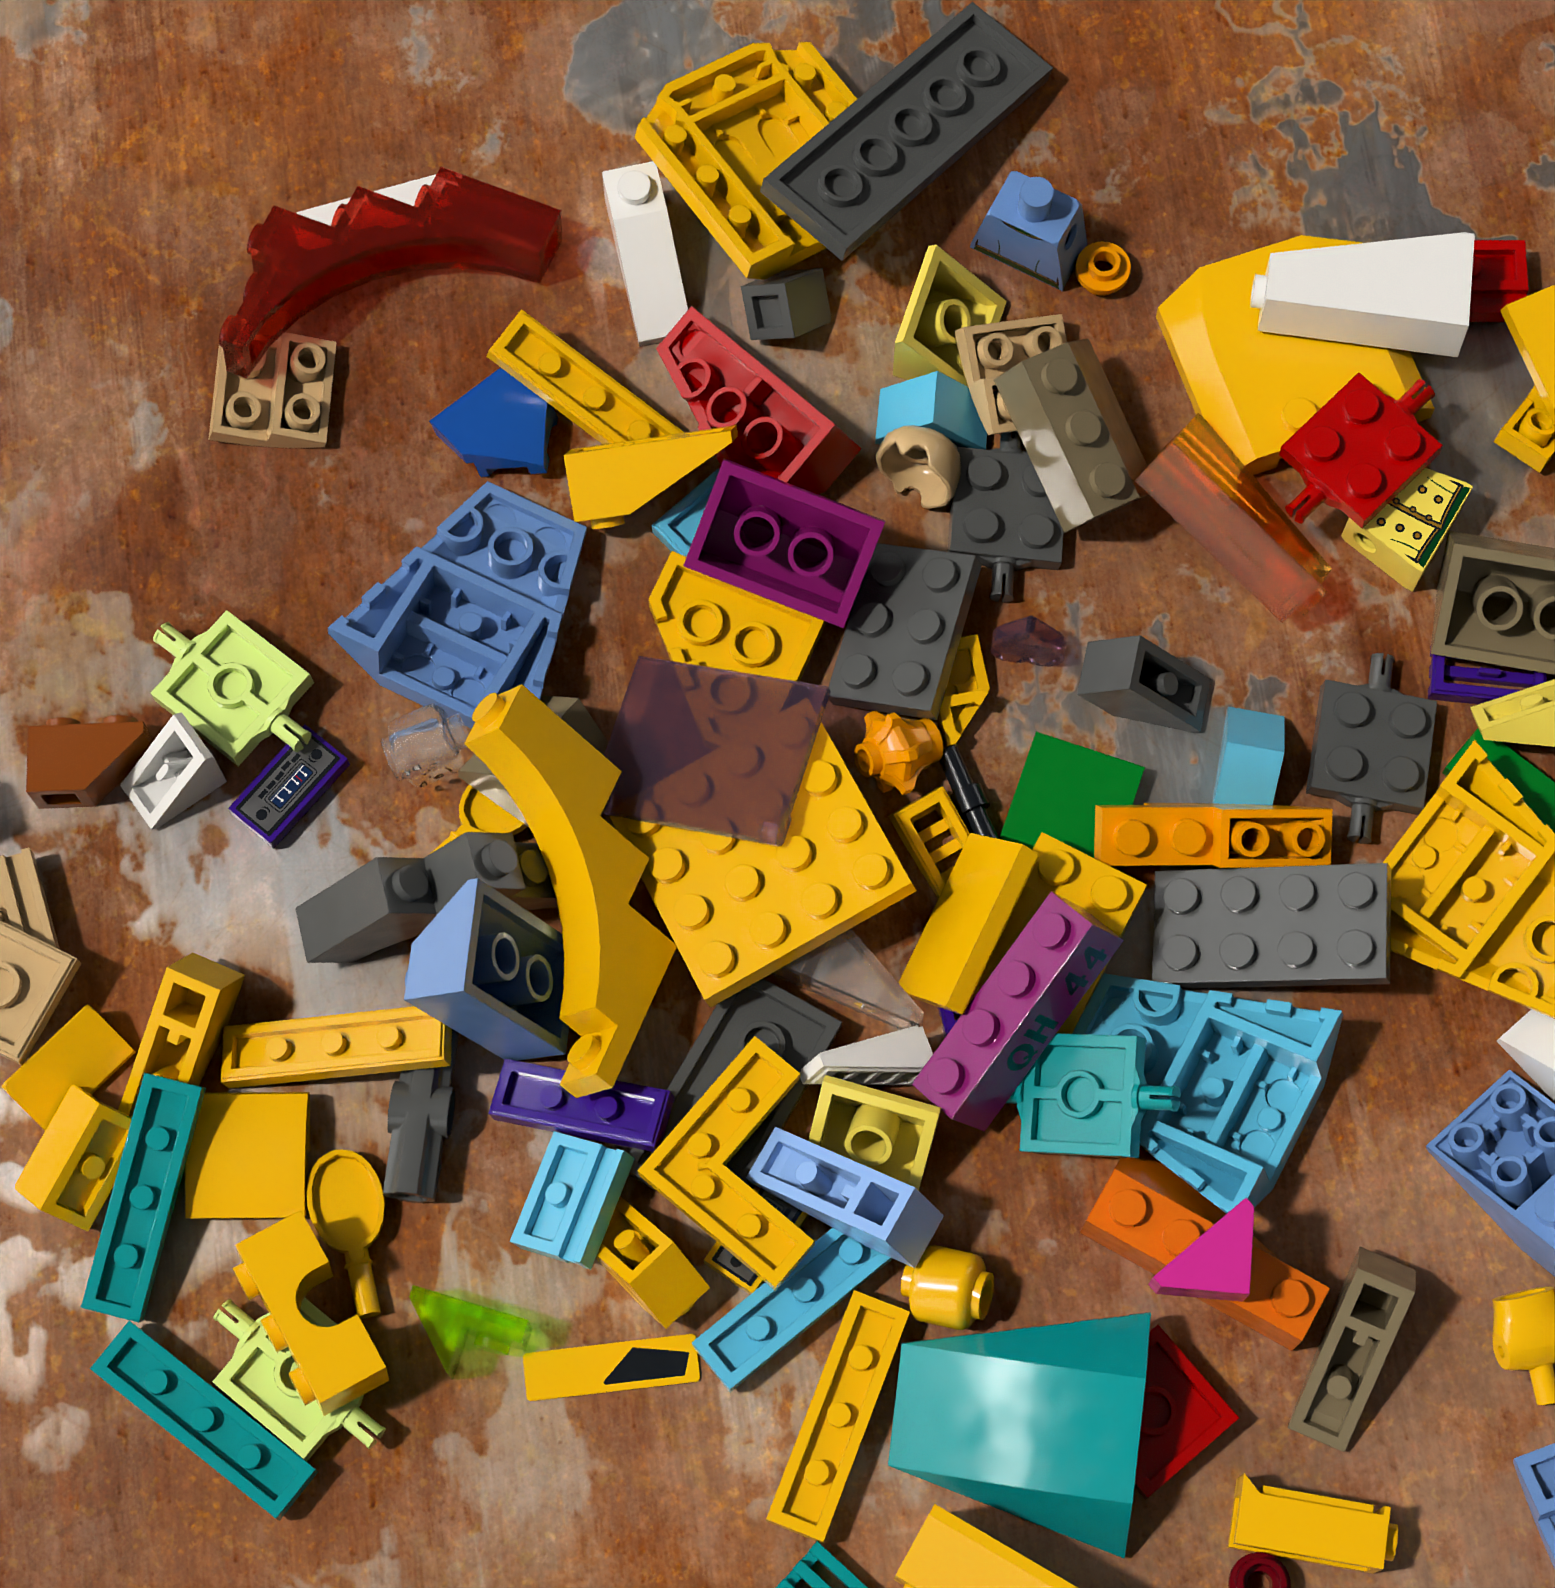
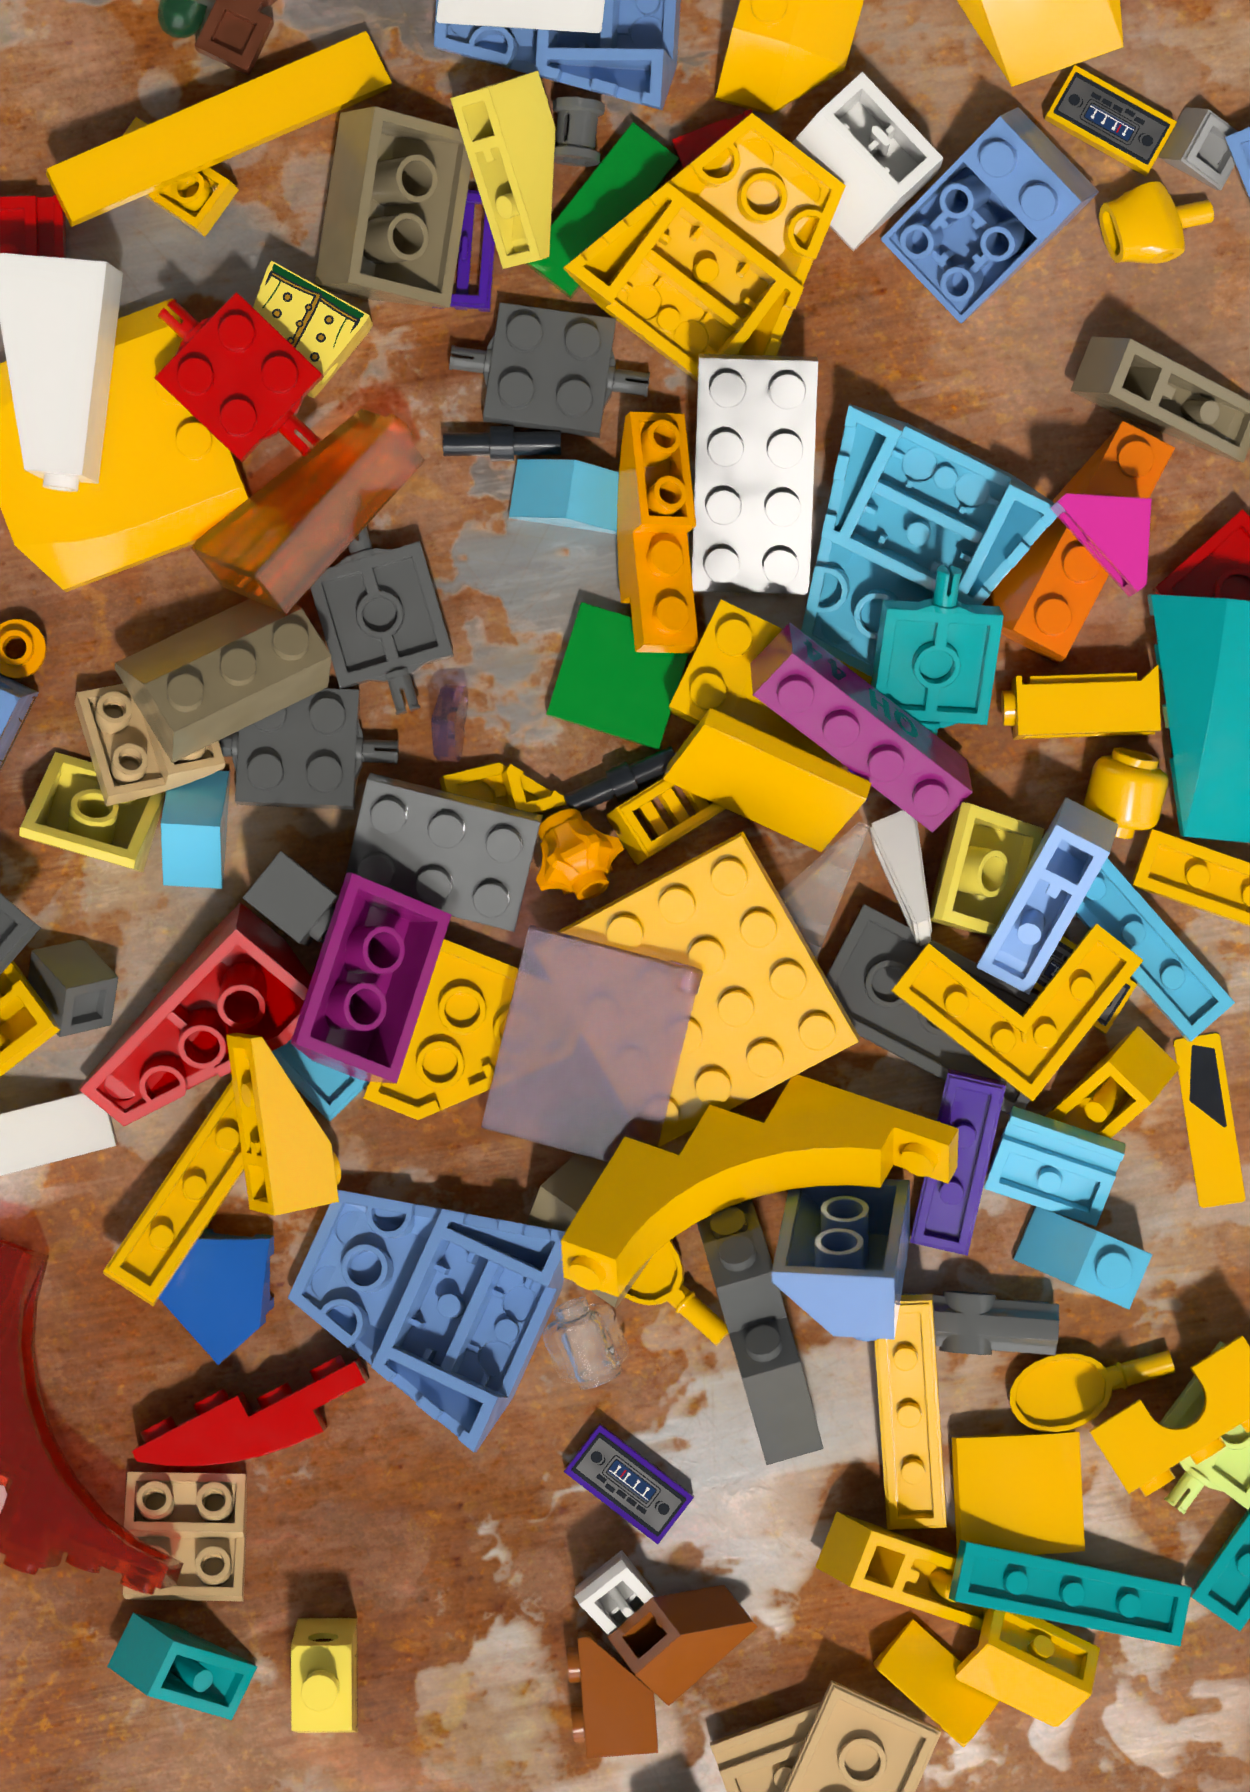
camera: 90 degrees left, 15 degrees up
(123, 498) = (324, 1676): none -> light yellow torso
(134, 820) = (681, 1638): none -> dark orange slope
(150, 379) = (181, 1667): none -> teal slope
(232, 687) = (527, 1551): yellowish green plate -> none
(370, 443) = (230, 1430): none -> red slope
(452, 1319) = (1175, 1280): clear neon green slope -> none
(477, 1228) = (1082, 1257): none -> medium azure slope
(866, 476) = (293, 900): none -> dark grey brick
(921, 461) = (252, 834): tan hair -> none
(1037, 1247) = (1083, 706): none -> yellow window
(1132, 582) = (381, 617): none -> dark grey plate
(1143, 683) = (493, 603): dark grey slope -> none
(1299, 701) = (502, 443): none -> black bar

